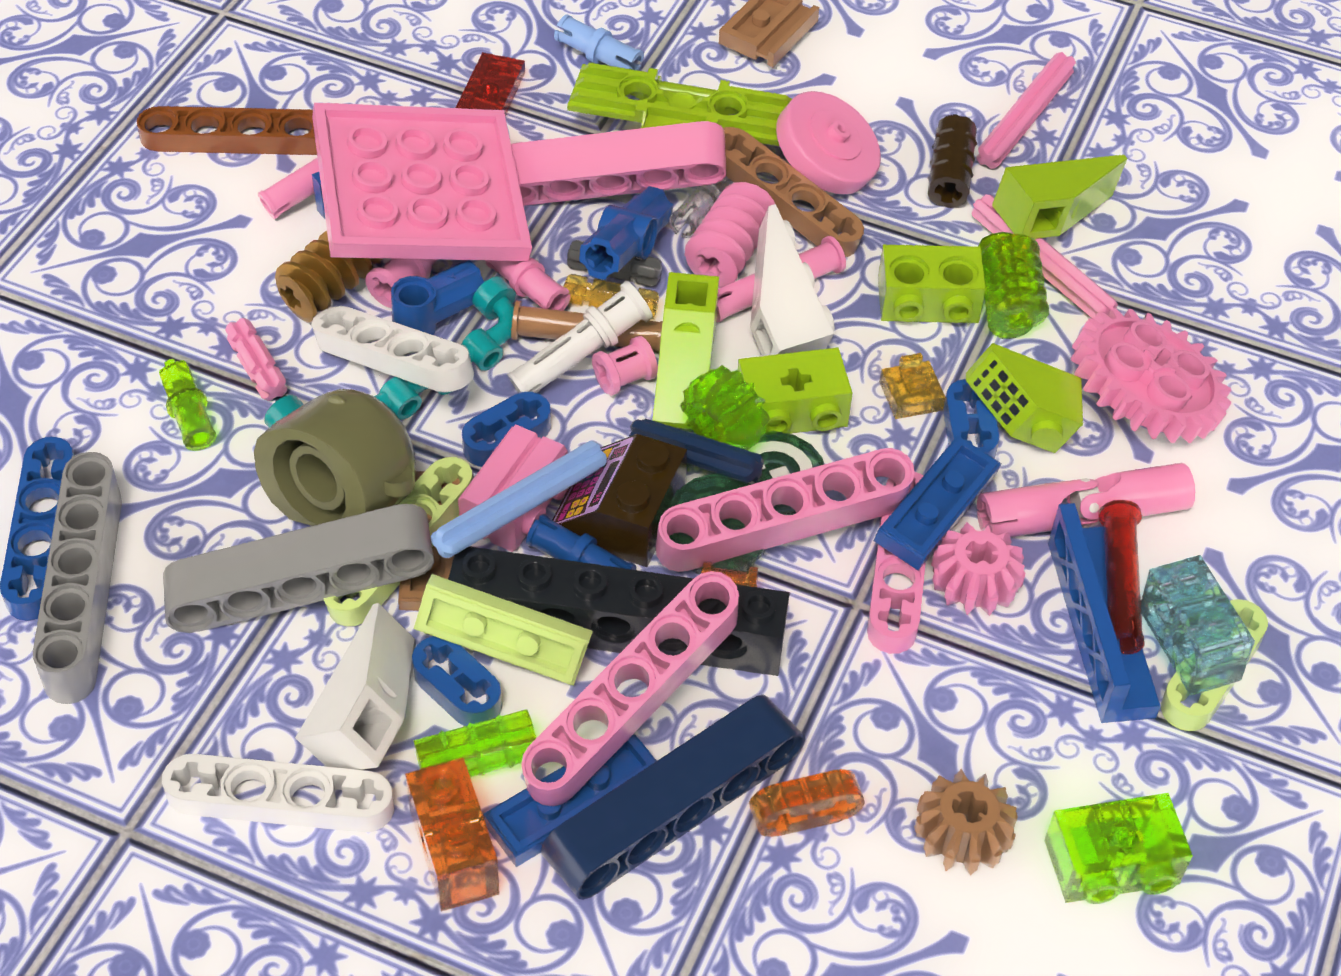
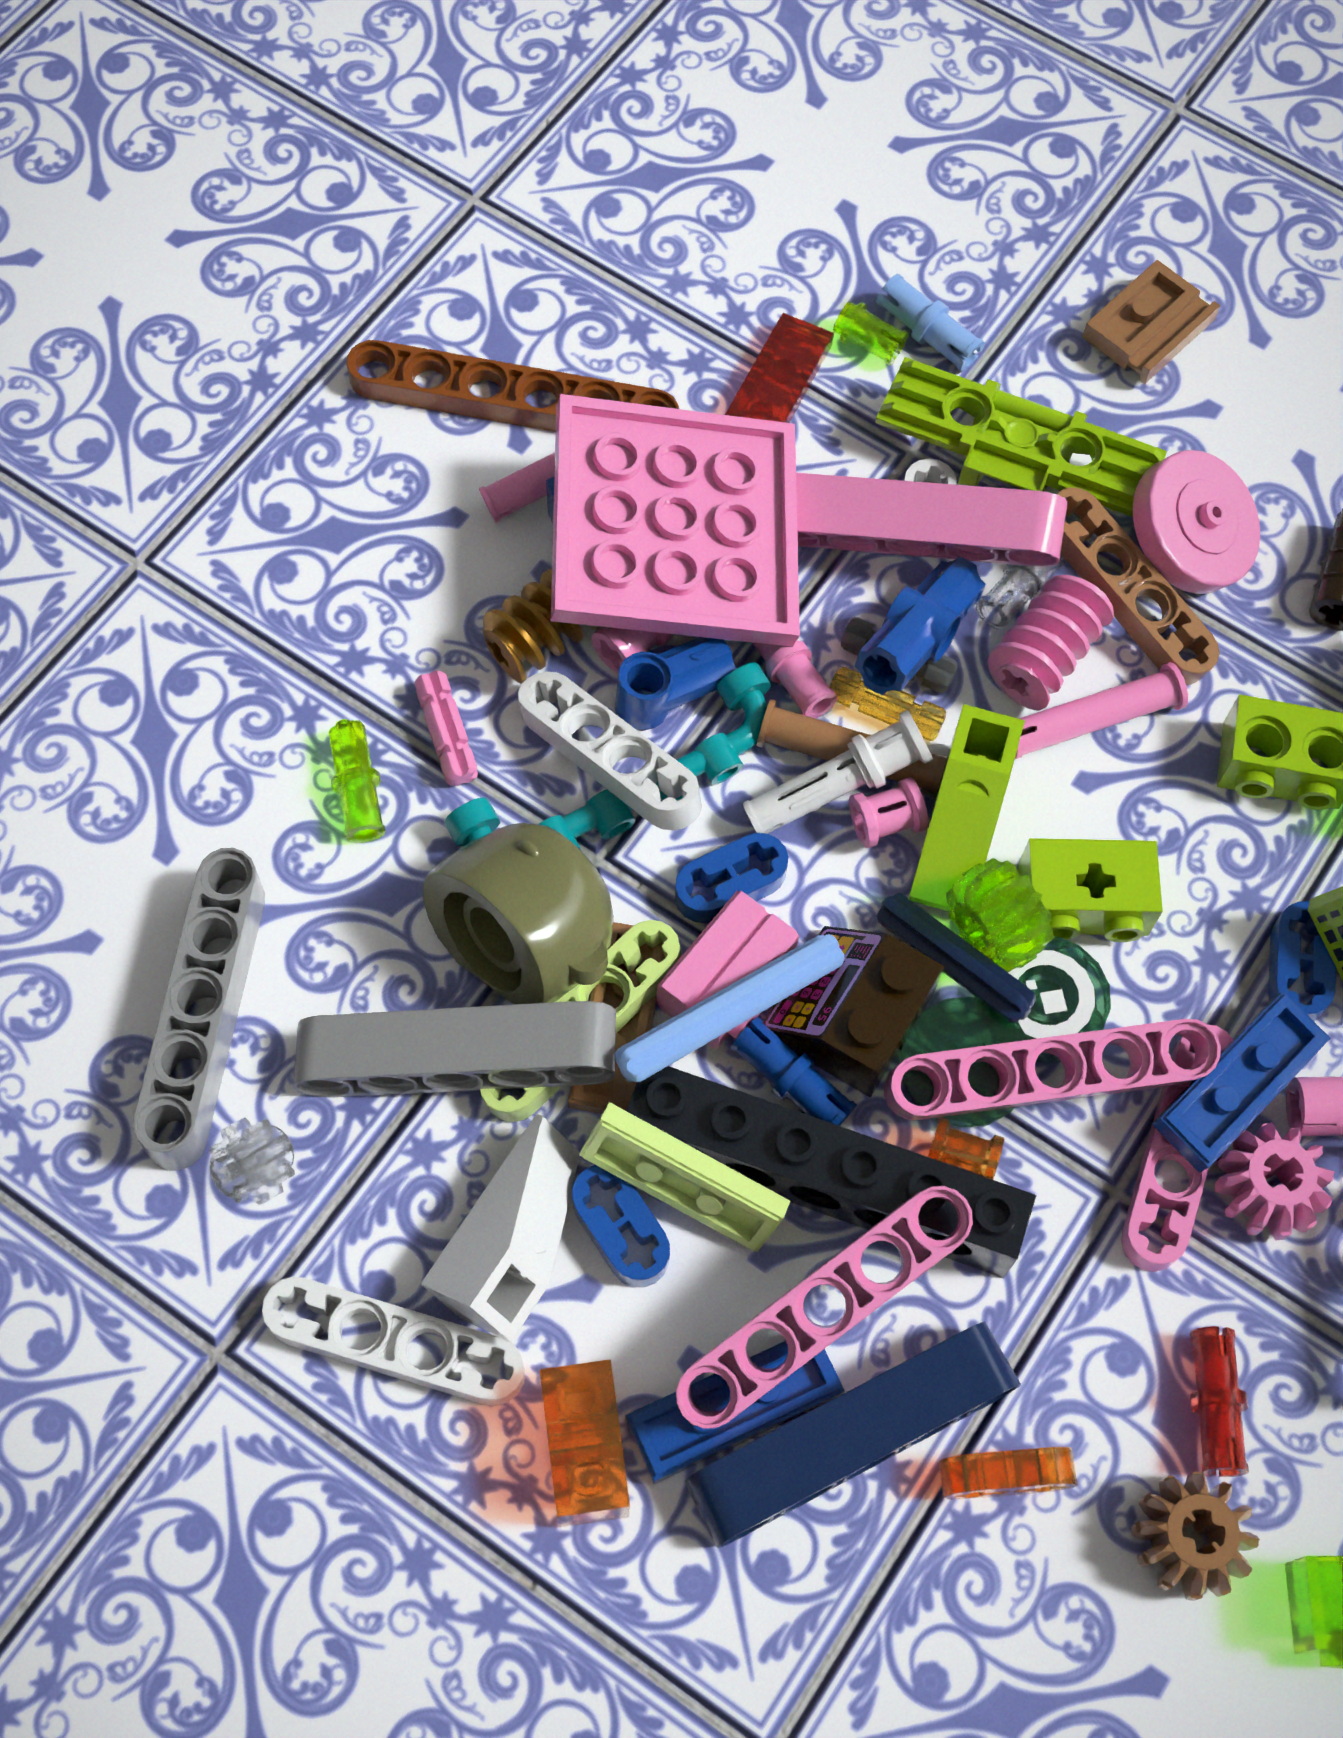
camera: 10 degrees right, 15 degrees up
(32, 526) = (158, 924): blue beam -> none
(137, 675) = (251, 1161): none -> clear gear
(484, 744) = (630, 1328): clear neon green axle -> none
(553, 57) = (869, 332): none -> clear neon green pin
(784, 302) = (1099, 761): white slope -> none
(912, 387) = (1237, 899): clear yellow tile -> none
(966, 726) = (1219, 1402): none -> clear red pin

